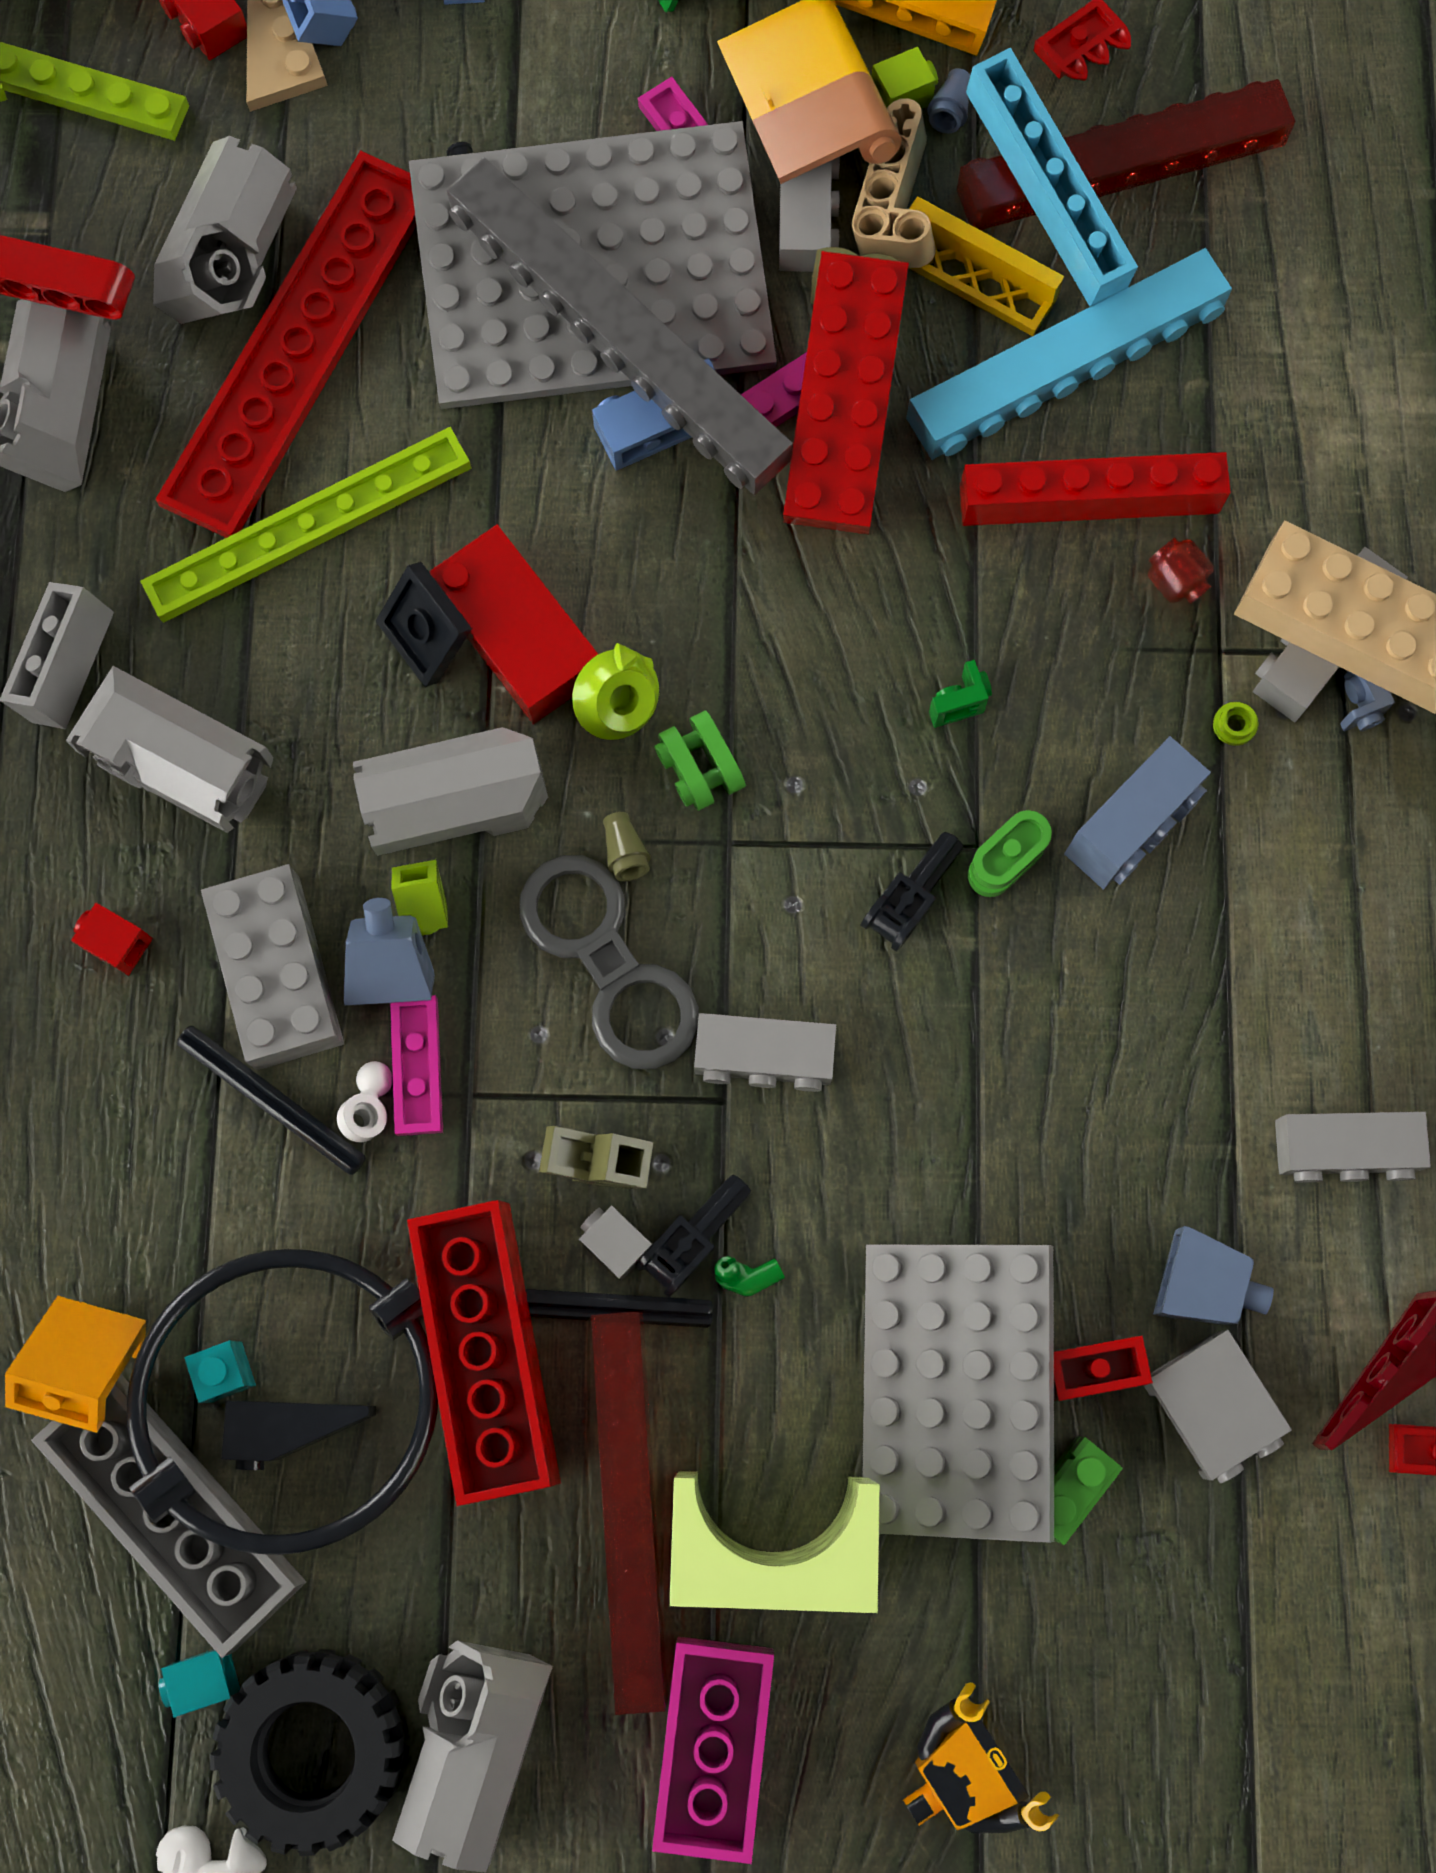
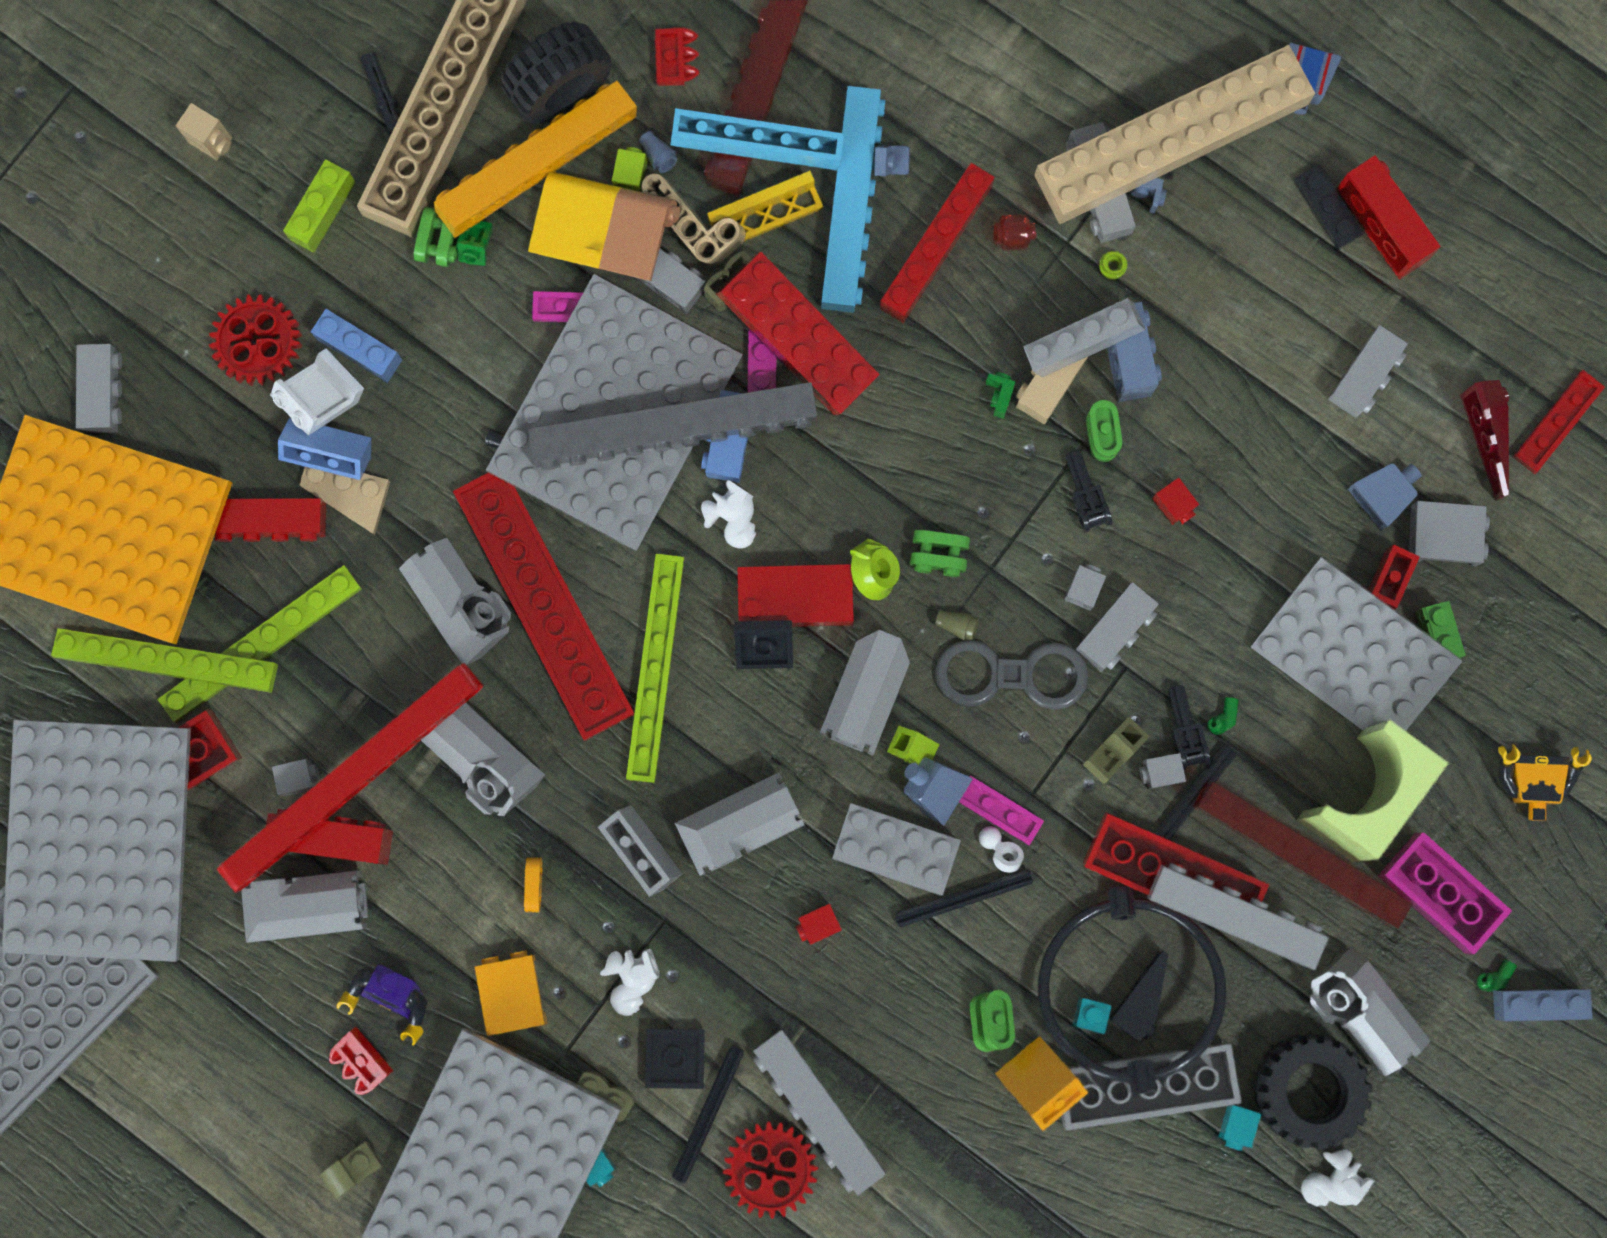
camera: 55 degrees left, 5 degrees up
(124, 1244) = (992, 1021): none -> bright green brick
(473, 1473) = (1238, 917): none -> light grey brick
(575, 482) = (735, 508): none -> white animal
(789, 972) = (1085, 586): none -> light grey brick
(987, 1013) = (1176, 502): none -> red brick
(1032, 746) = (1045, 393): none -> tan brick
(1107, 730) = (1084, 338): none -> light grey brick
(1153, 363) = (892, 160): none -> sand blue bracket

